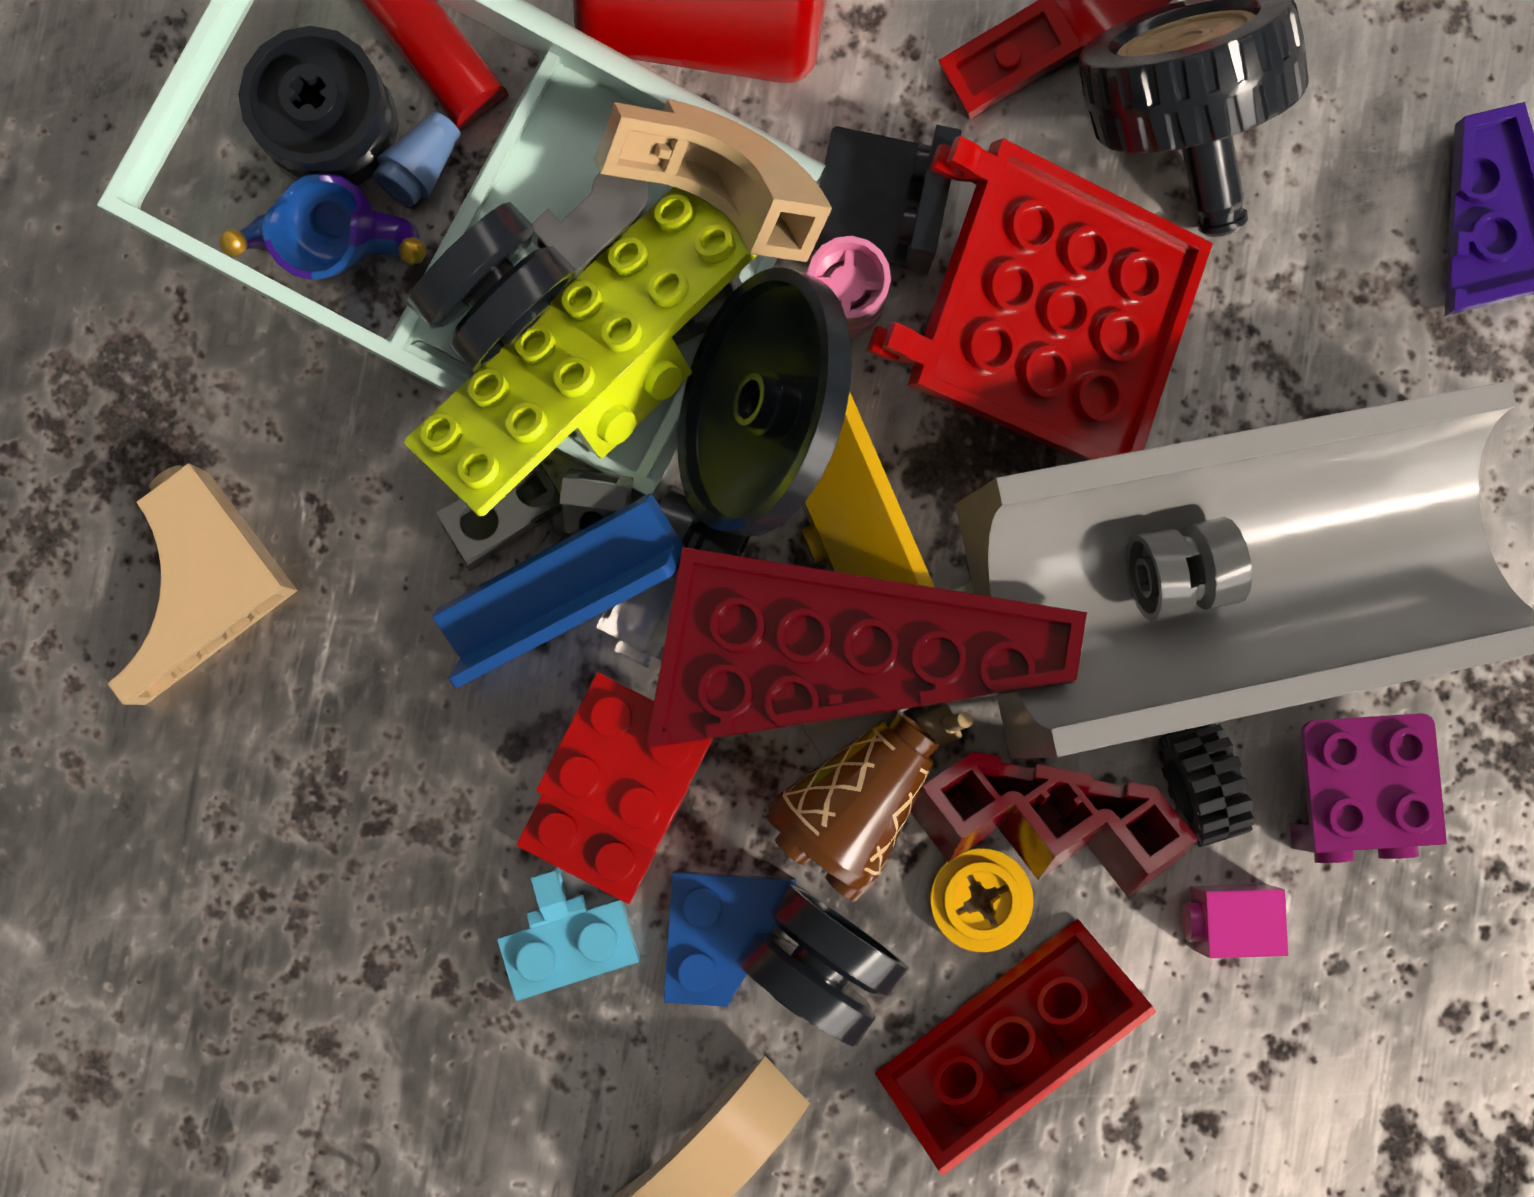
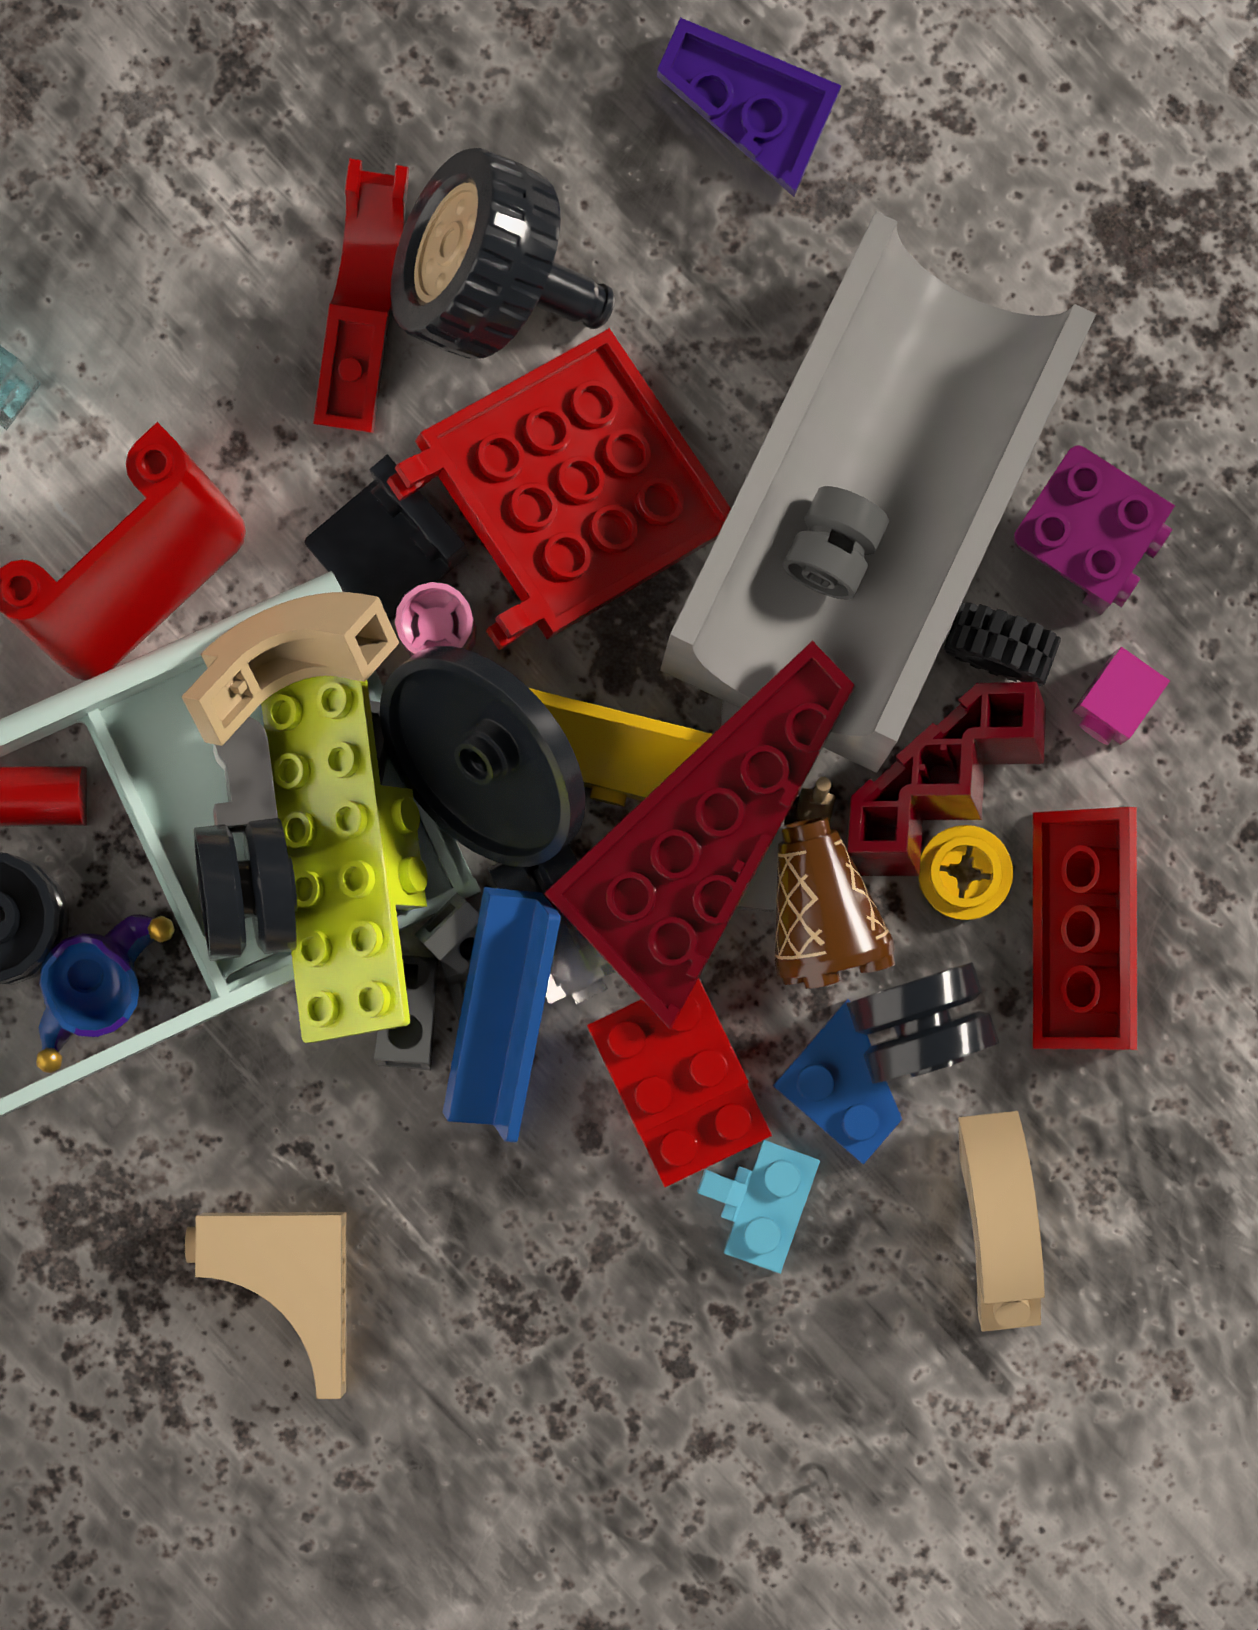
camera: 50 degrees left, 0 degrees up
(417, 159) = (87, 873): medium blue cone -> none

